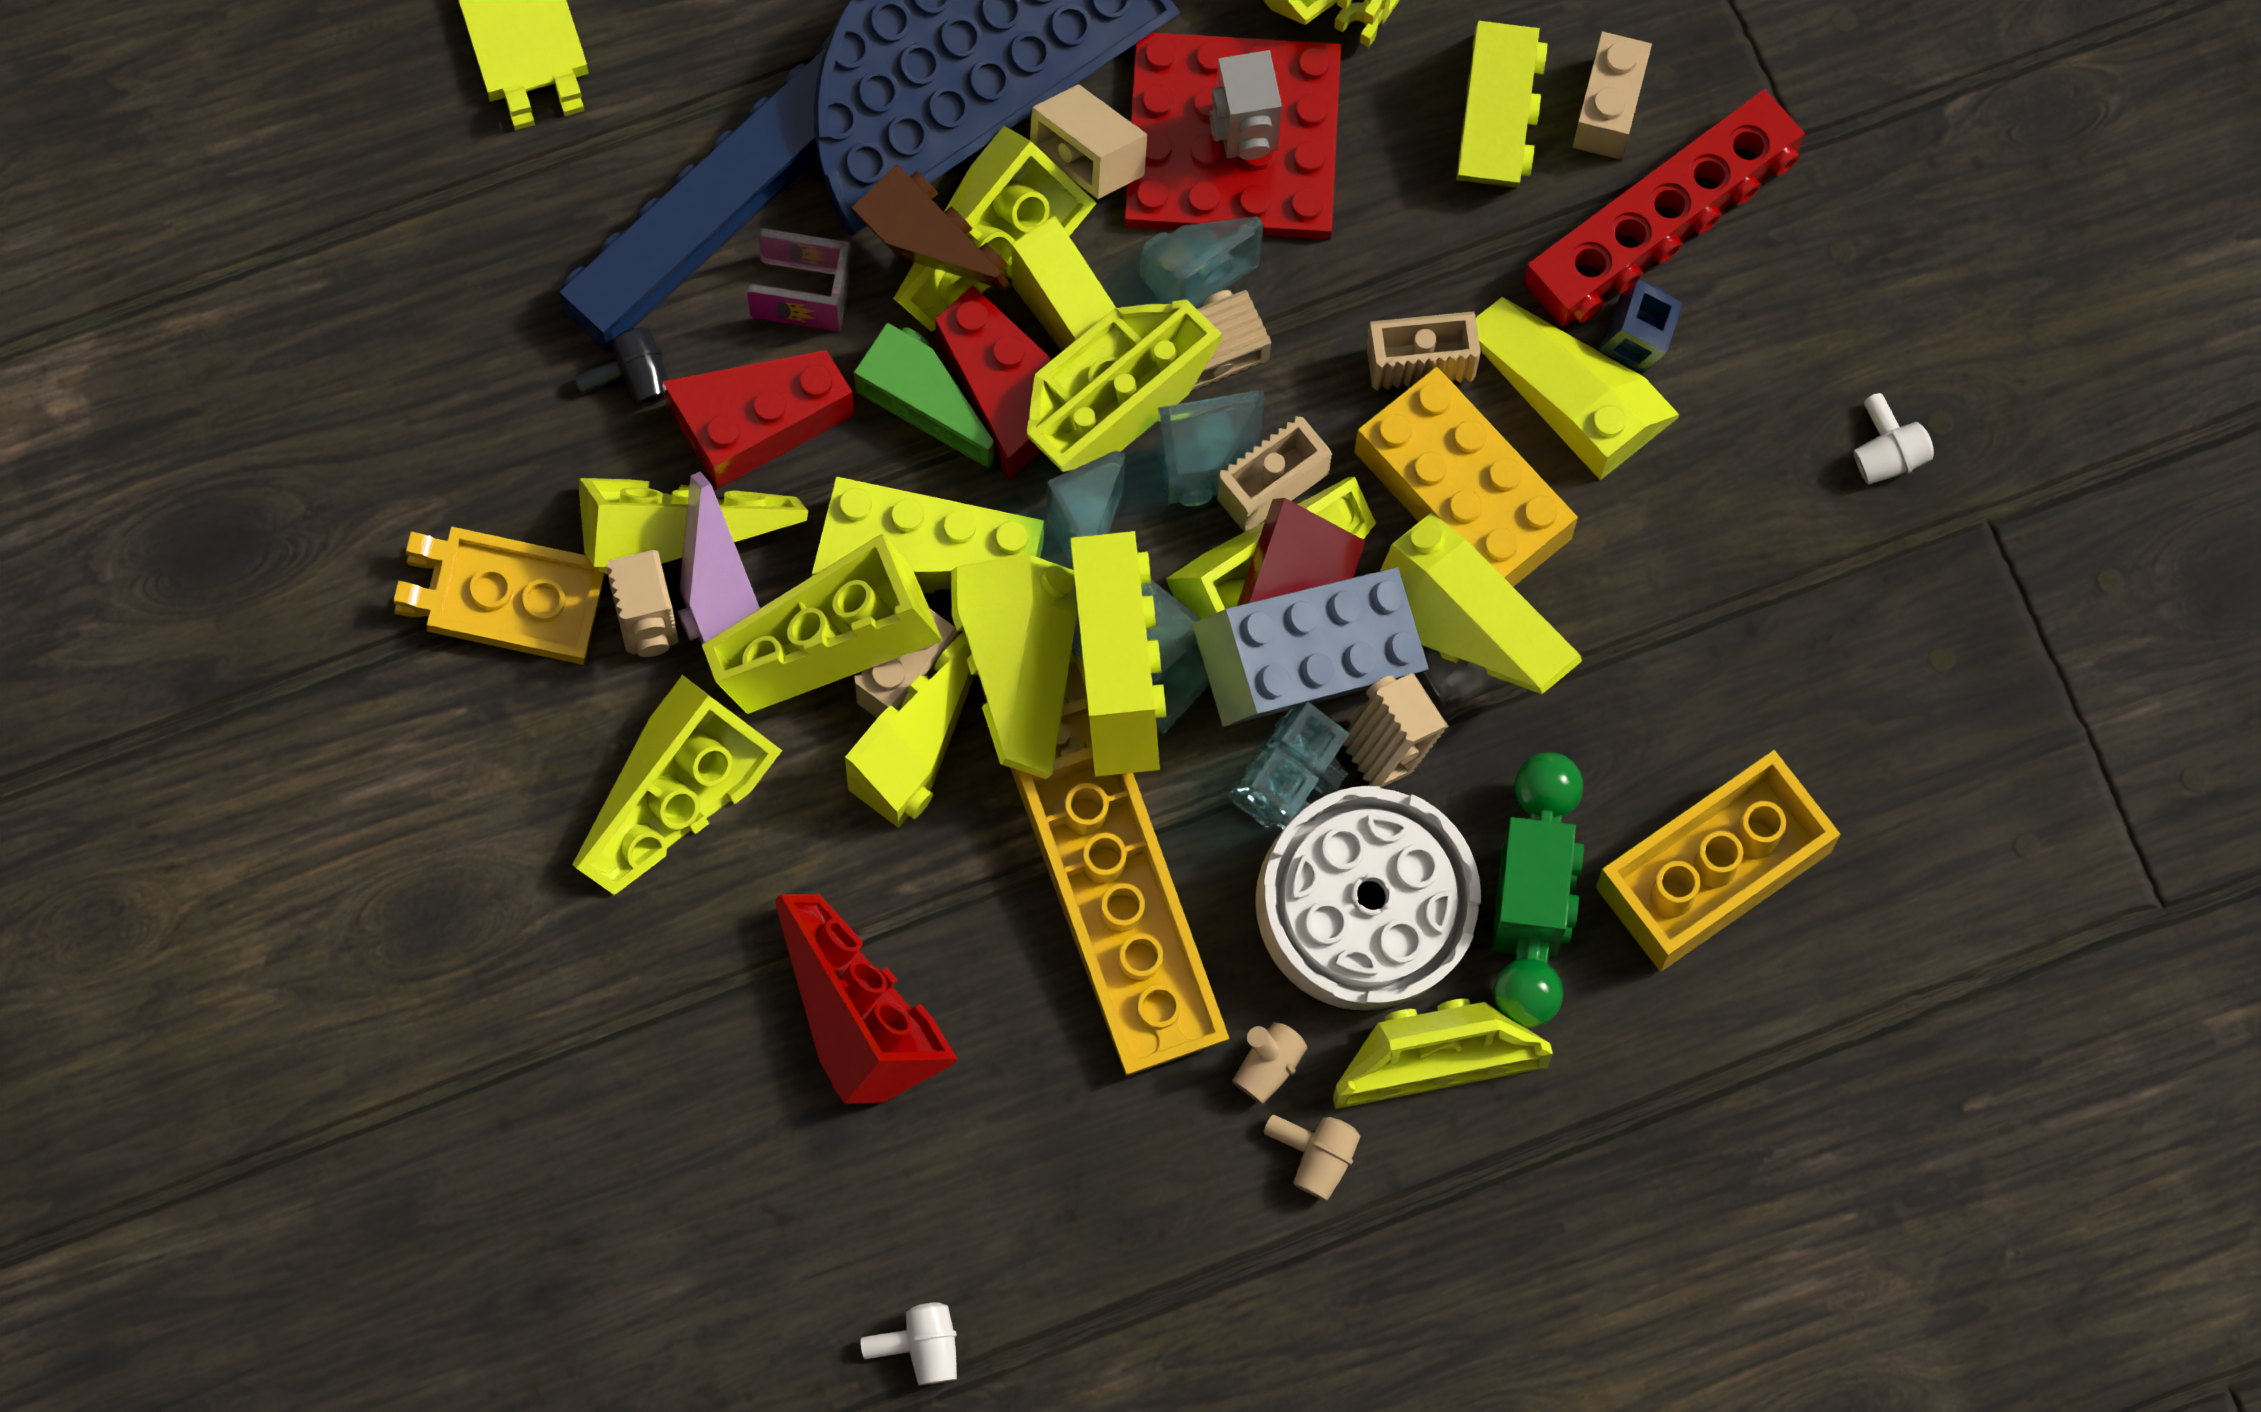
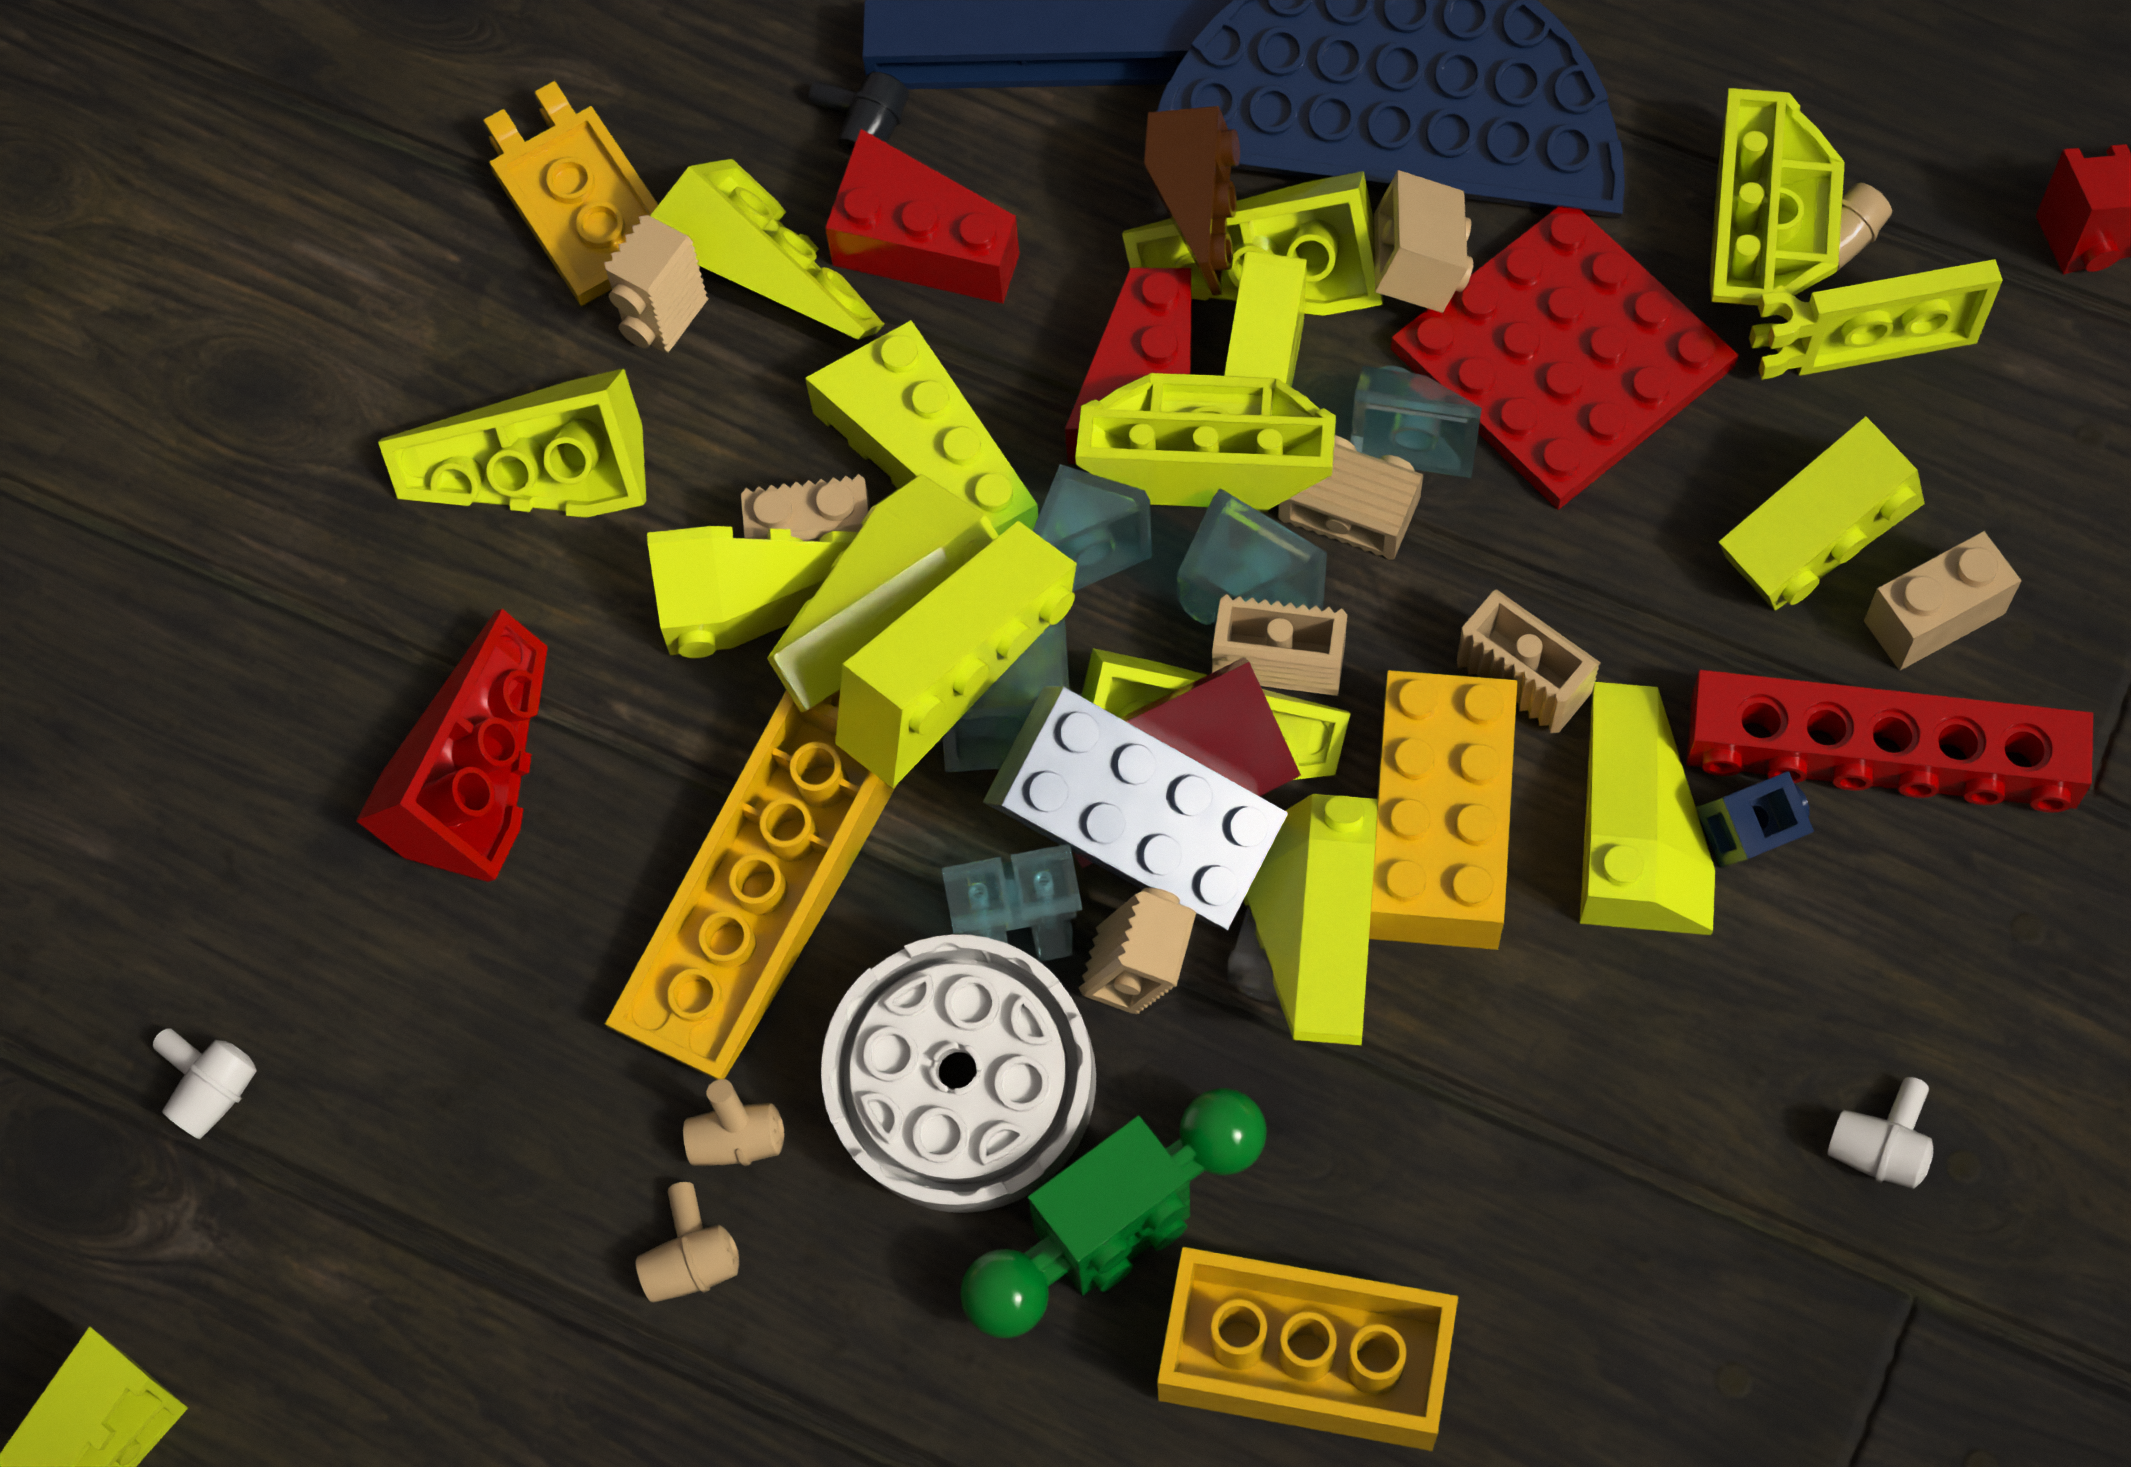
camera: 55 degrees right, 5 degrees down
(711, 572) = (727, 321): lavender slope -> none
(806, 254) = (1062, 193): clear piece -> none
(825, 629) = (763, 426): neon yellow wedge -> none
(914, 385) = (1069, 315): bright green slope -> none
(1246, 106) = (1580, 315): light grey brick -> none
(1439, 1051) = (877, 1265): neon yellow wedge -> none

